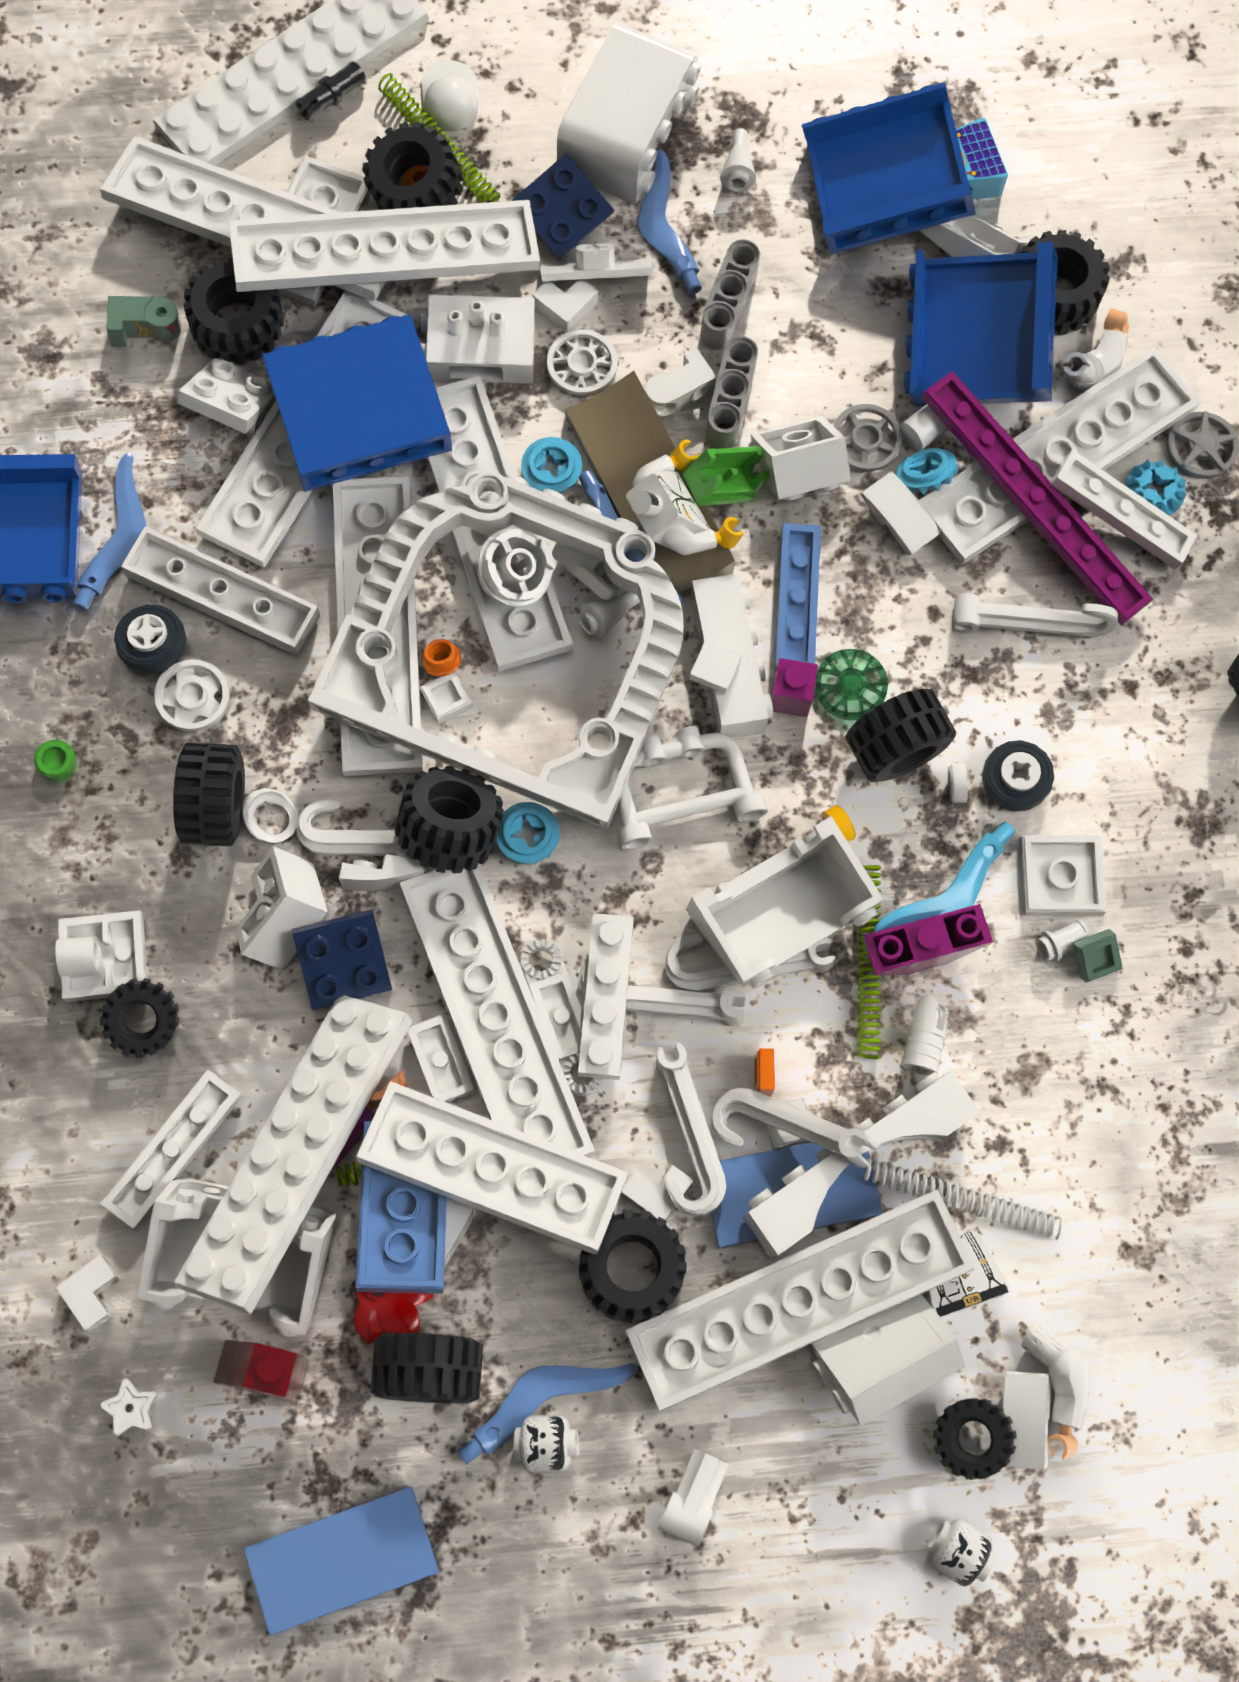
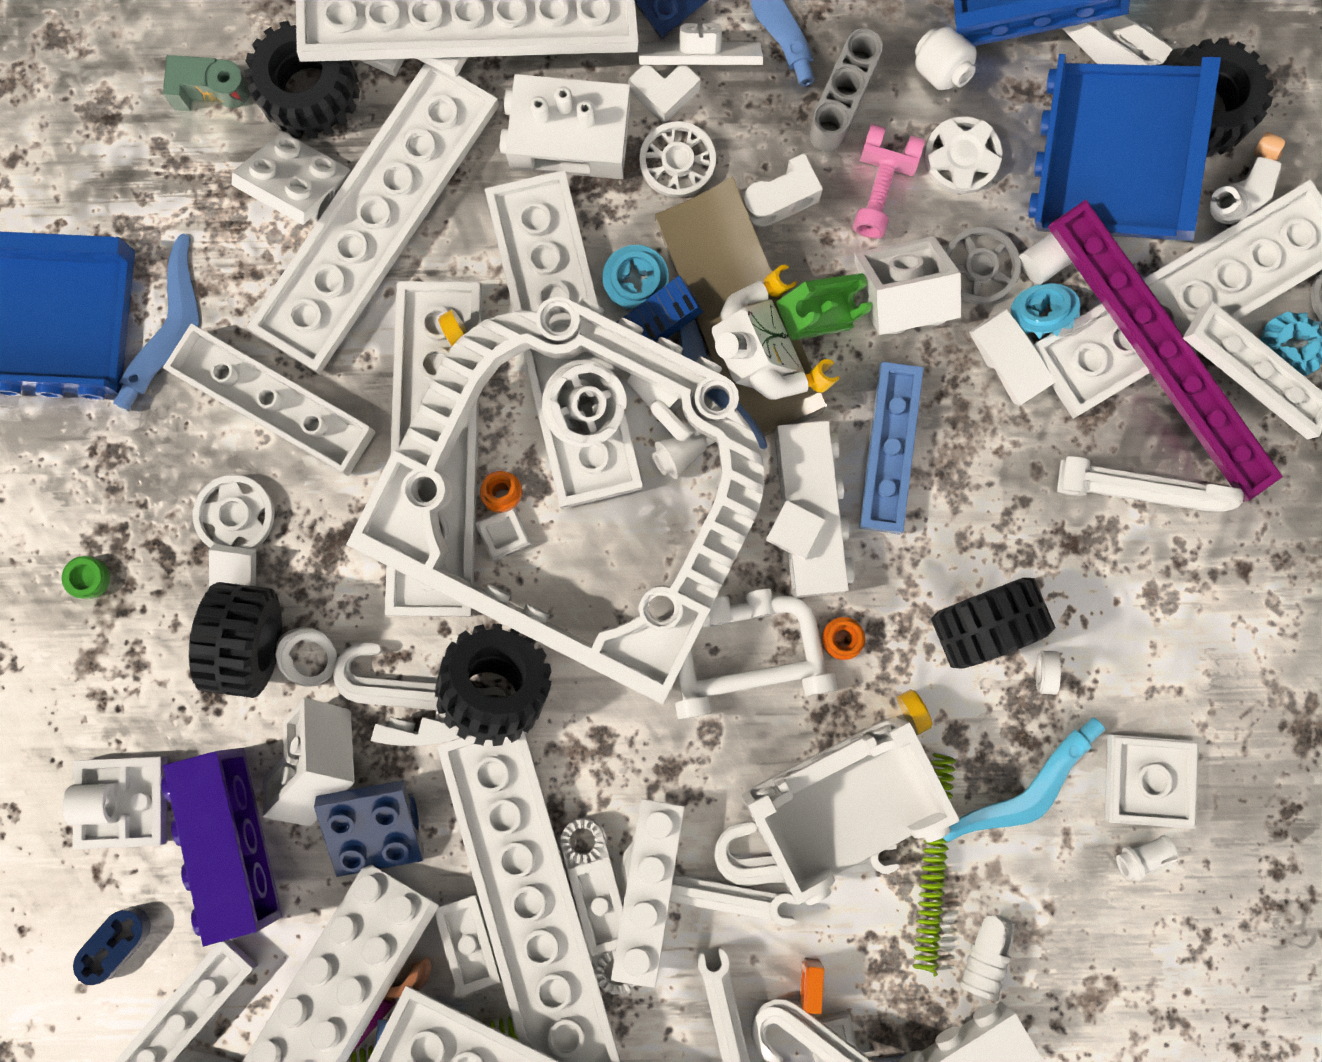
camera: 10 degrees right, 10 degrees up
(109, 1094) = (104, 940): none -> dark blue beam
(131, 1041) = (136, 895): black tyre -> none
(137, 630) = (179, 438): black wheel -> none
(193, 732) = (232, 565): none -> white tile
(207, 977) = (221, 845): none -> dark purple brick
(357, 402) = (425, 195): blue panel -> none
(388, 511) = (452, 326): none -> yellow tile
(537, 818) = (566, 711): medium azure gear -> none
(587, 485) = (666, 310): none -> blue tile
(733, 377) = (844, 188): light grey beam -> none
(763, 404) = (872, 221): none -> bright pink bar
(771, 757) = (856, 634): none -> orange plate
(793, 687) = (879, 552): magenta brick -> none
(818, 262) = (945, 58): none -> white head
(842, 344) = (963, 154): none -> white wheel
(850, 683) = (941, 547): clear green wheel -> none
(928, 942) = (1001, 856): magenta slope -> none
(1010, 788) = (1099, 673): black wheel -> none
(1097, 955) = (1183, 879): sand green tile -> none

